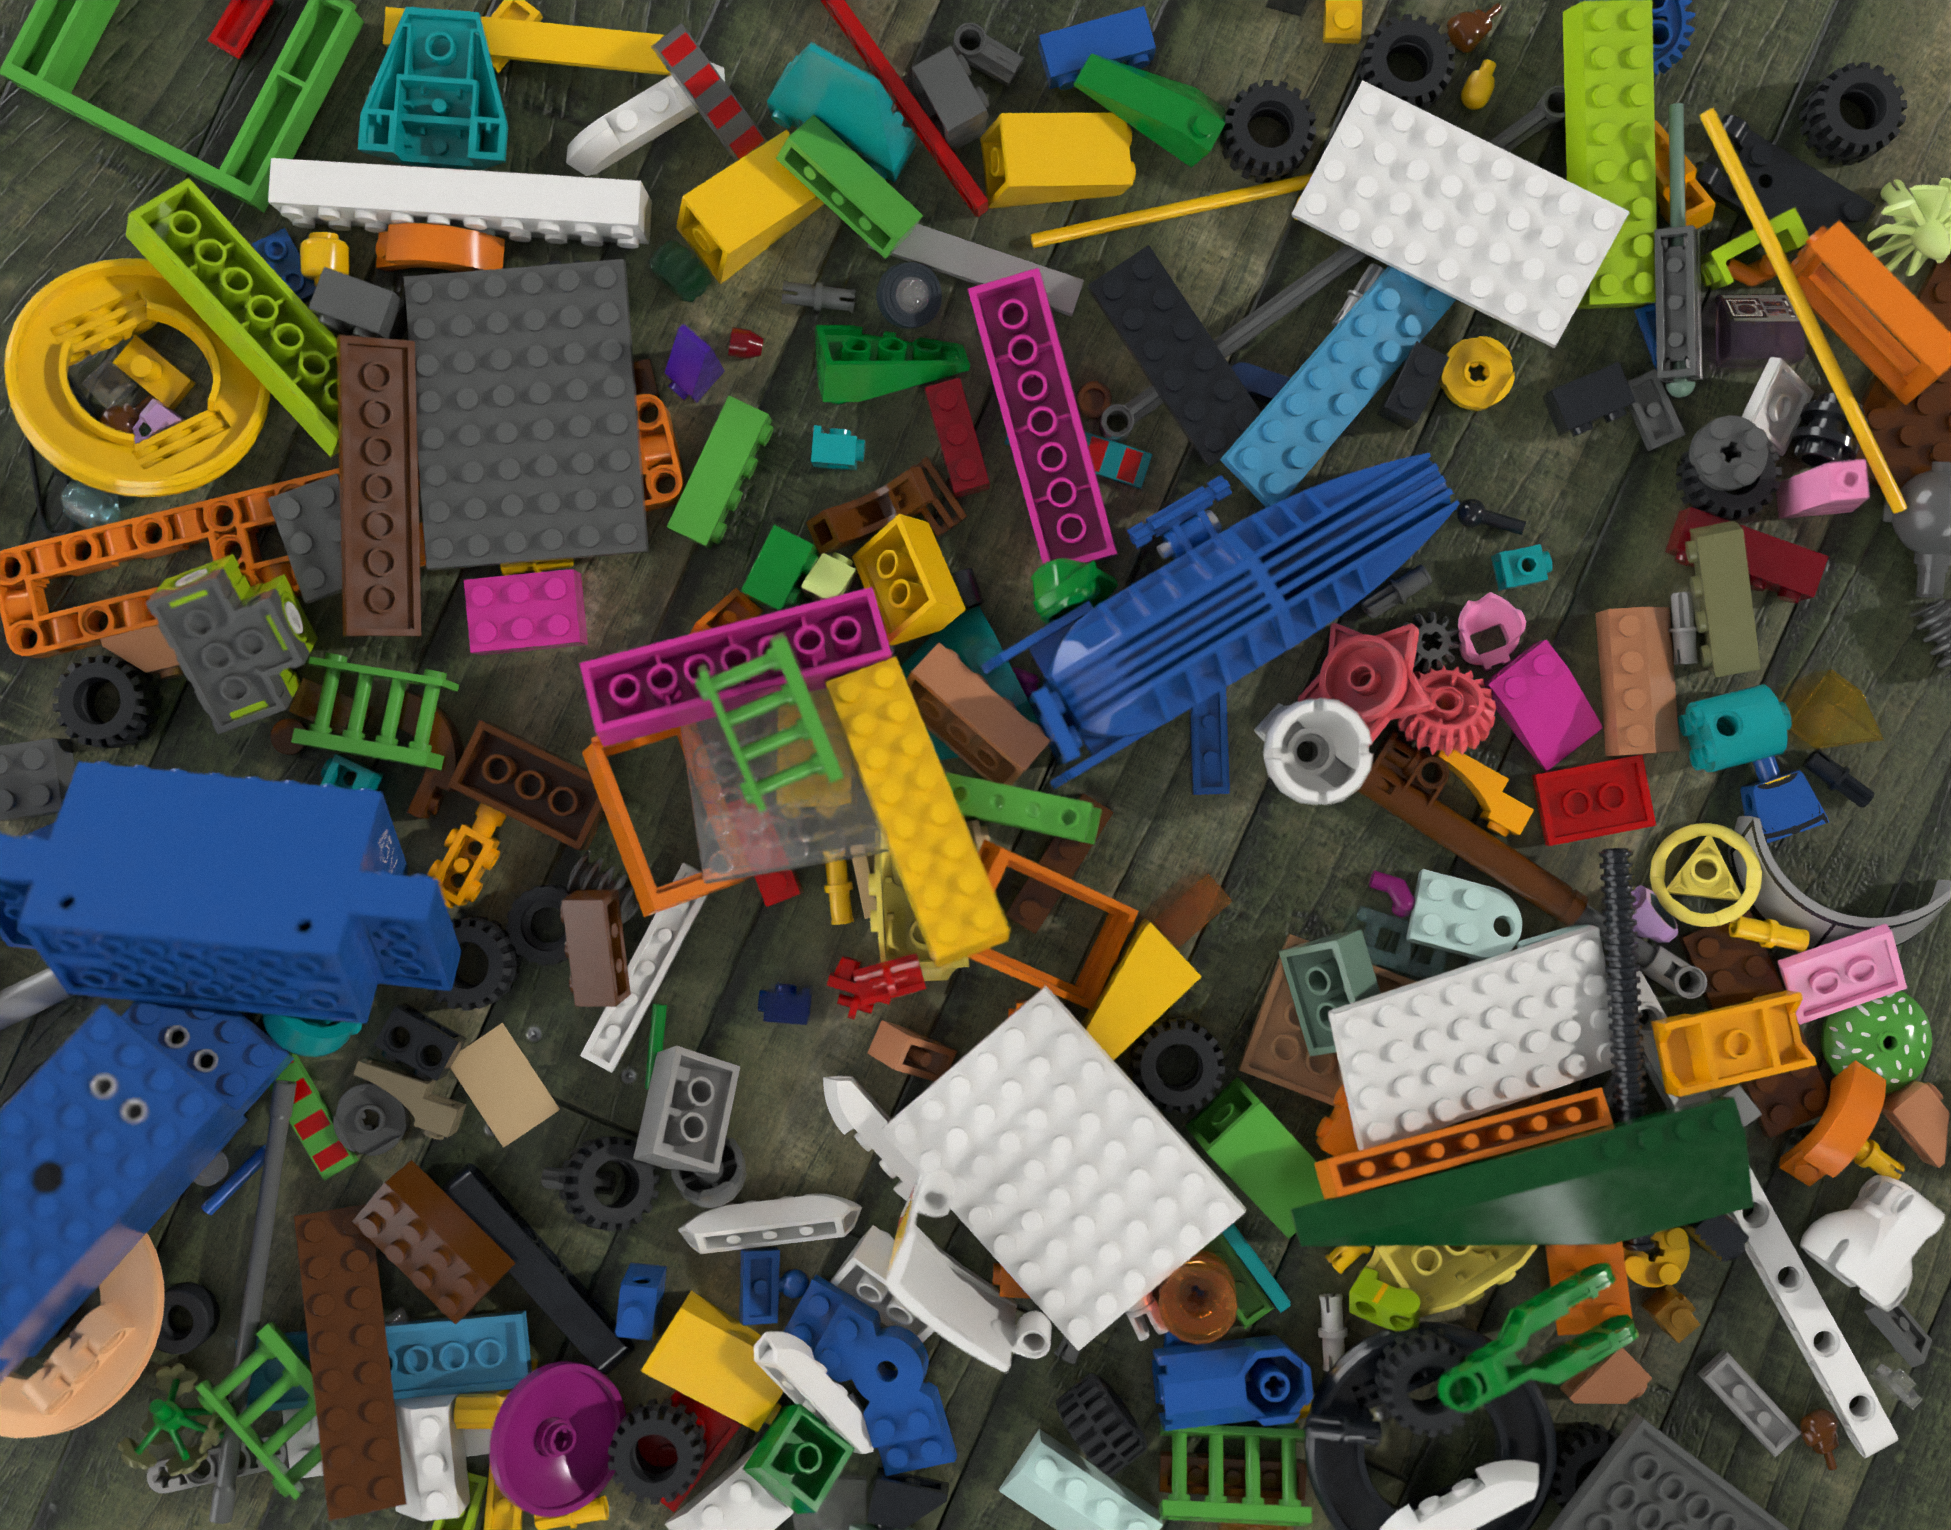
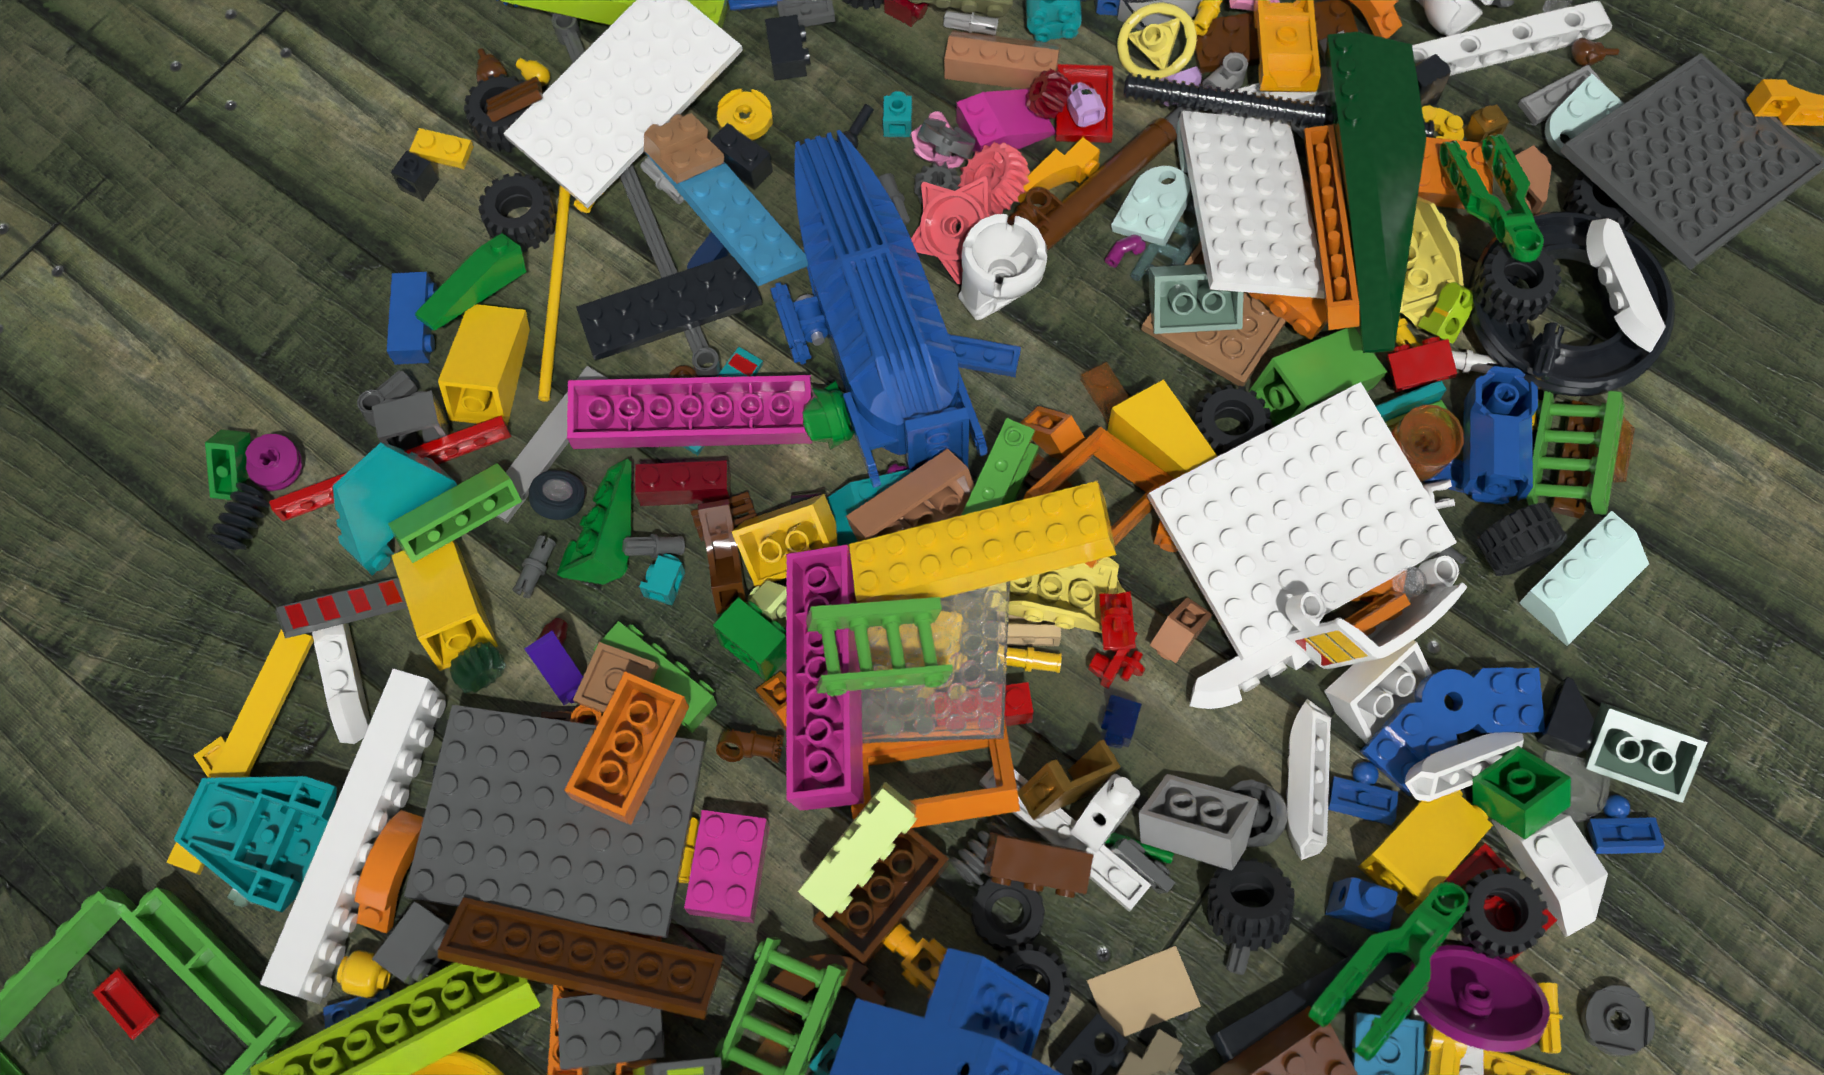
camera: 75 degrees left, 20 degrees down
(551, 756) = (858, 850): none -> yellowish green wedge
(595, 1371) = (1418, 940): none -> green piece
(604, 471) = (627, 748): none -> orange brick
(636, 1047) = (1153, 872): none -> dark grey plate
(661, 587) = (749, 745): none -> reddish brown connector
(672, 943) = (1052, 789): none -> pearl gold panel
(678, 1010) = (1114, 803): none -> white torso
(690, 433) = (606, 672): none -> medium nougat tile
(870, 426) = (653, 546): none -> dark grey axle
(958, 1258) = (1383, 609): none -> orange plate
(1015, 1303) = (1409, 581): none -> clear tile
(1123, 856) = (1054, 431): none -> orange slope
(1308, 1280) = (1421, 364): none -> red brick
(1395, 311) = (682, 147): none -> medium nougat plate
(1413, 79) = (514, 99): none -> reddish brown tile
(1487, 639) = (946, 139): none -> dark grey plate
(1584, 801) = (1085, 105): none -> lavender rock
(1586, 753) = (1048, 94): none -> dark red gear
(1718, 1435) = (1580, 111): none -> light aqua plate

